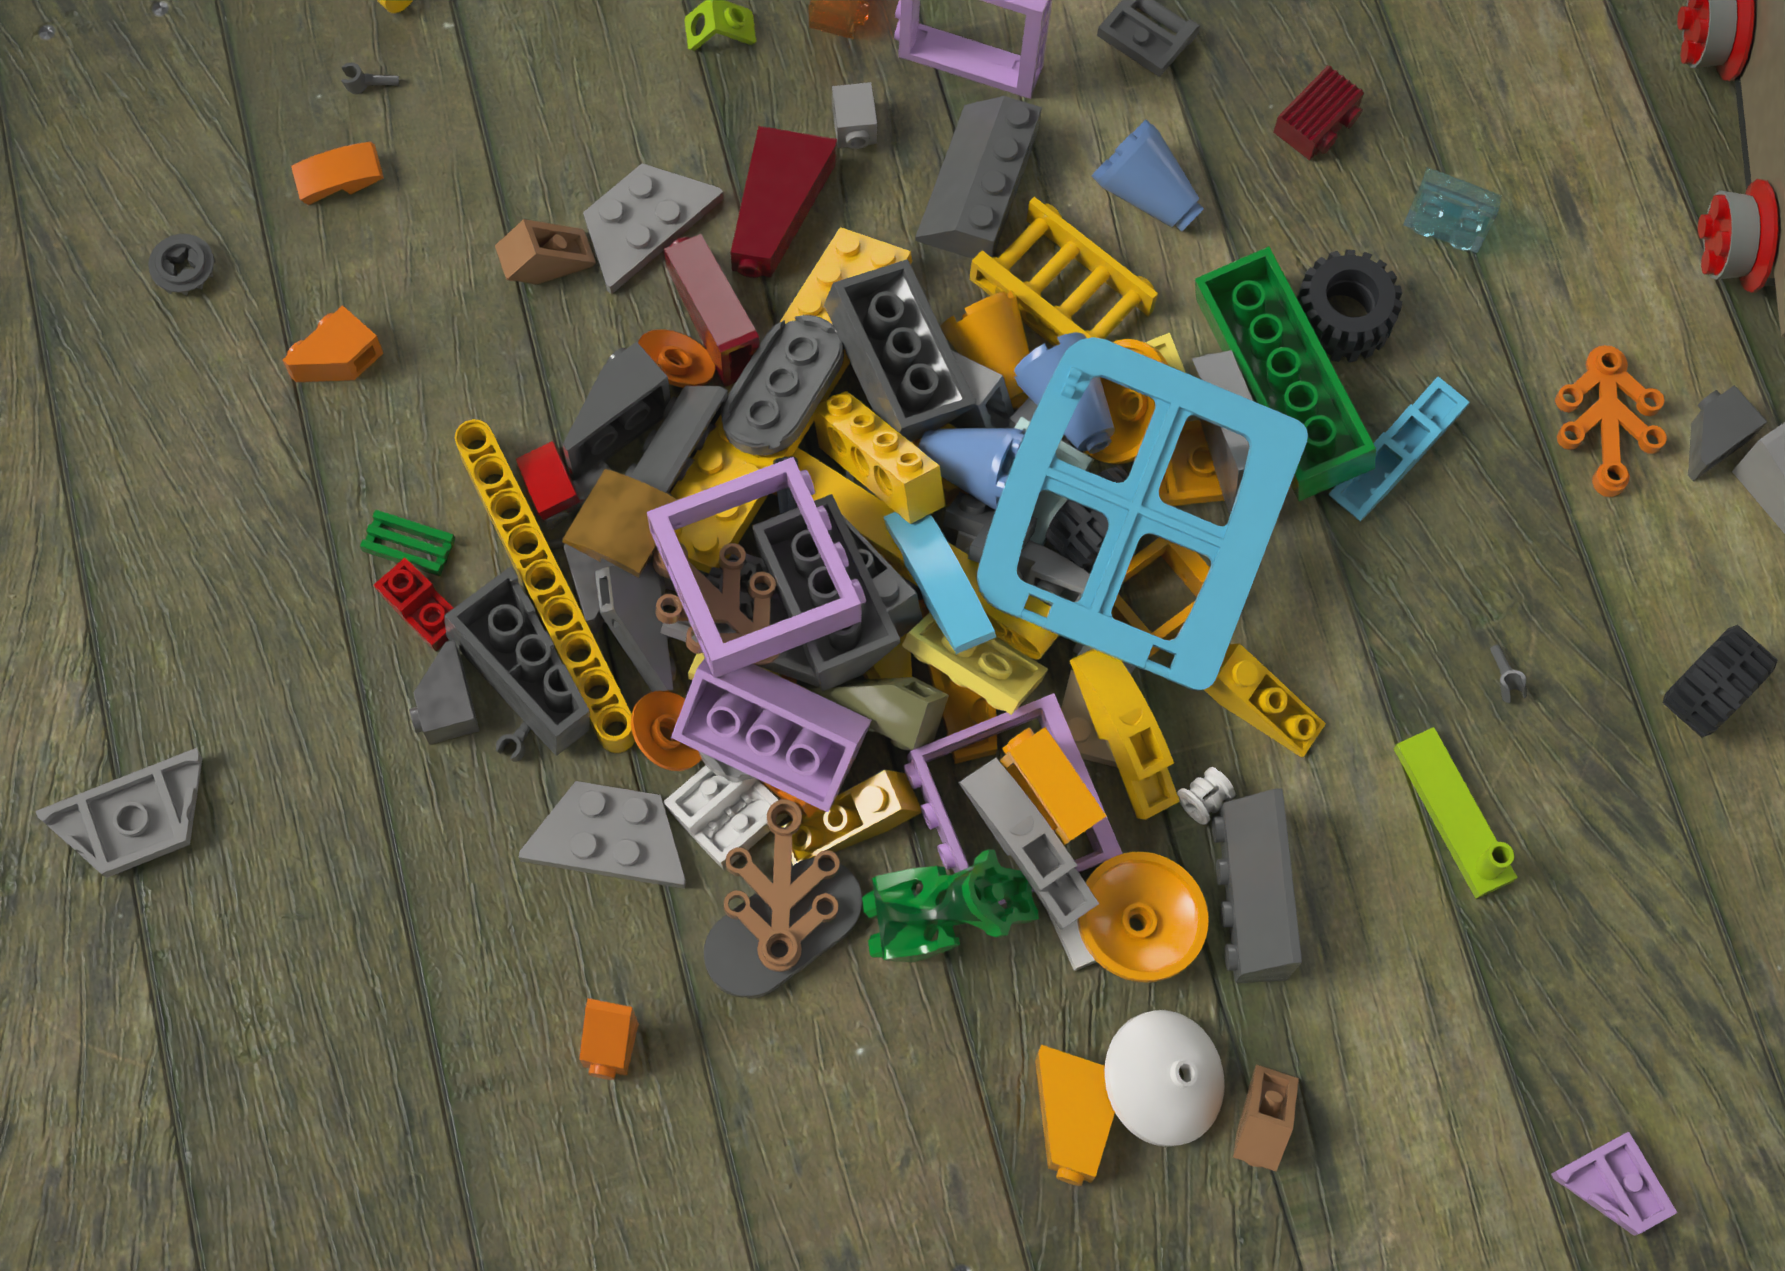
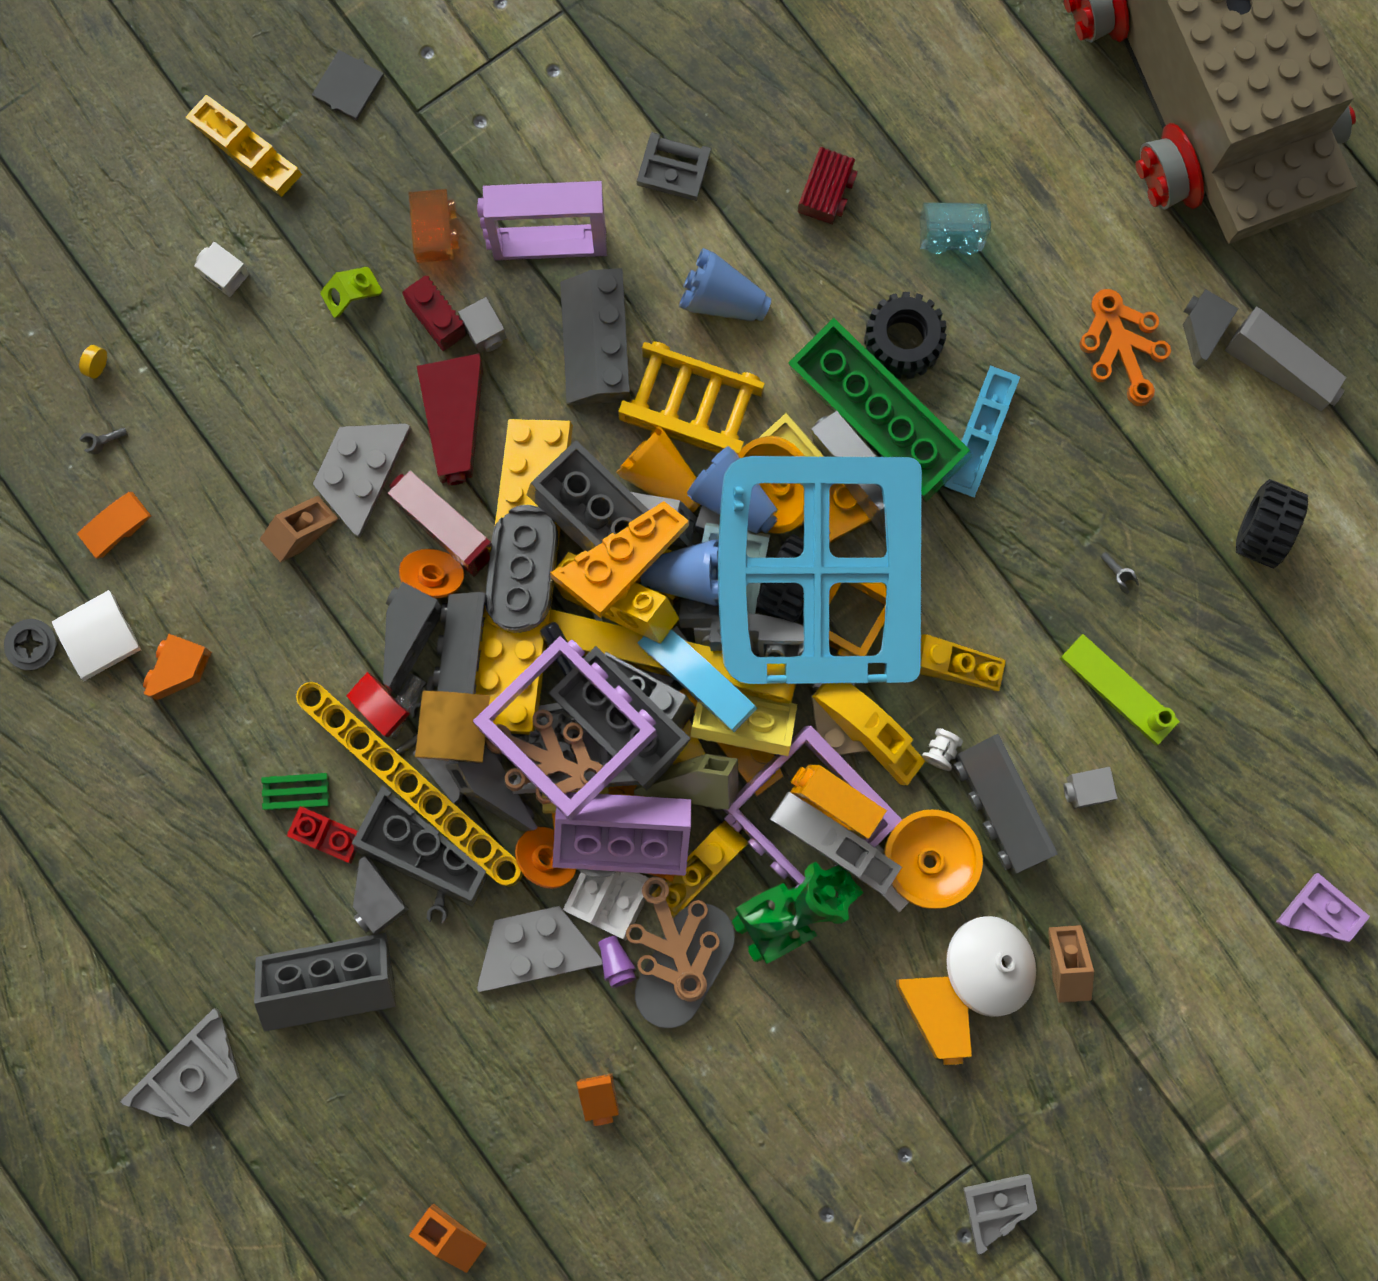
camera: 20 degrees left, 10 degrees up
(260, 282) = (96, 635): none -> white slope
(339, 772) = (324, 982): none -> dark grey slope
(348, 1136) = (447, 1239): none -> orange slope
(700, 890) = (616, 963): none -> medium lavender cone
(805, 81) = (434, 312): none -> dark red brick
(893, 409) = (620, 560): none -> light orange wing
(1373, 912) = (1090, 788): none -> light grey brick

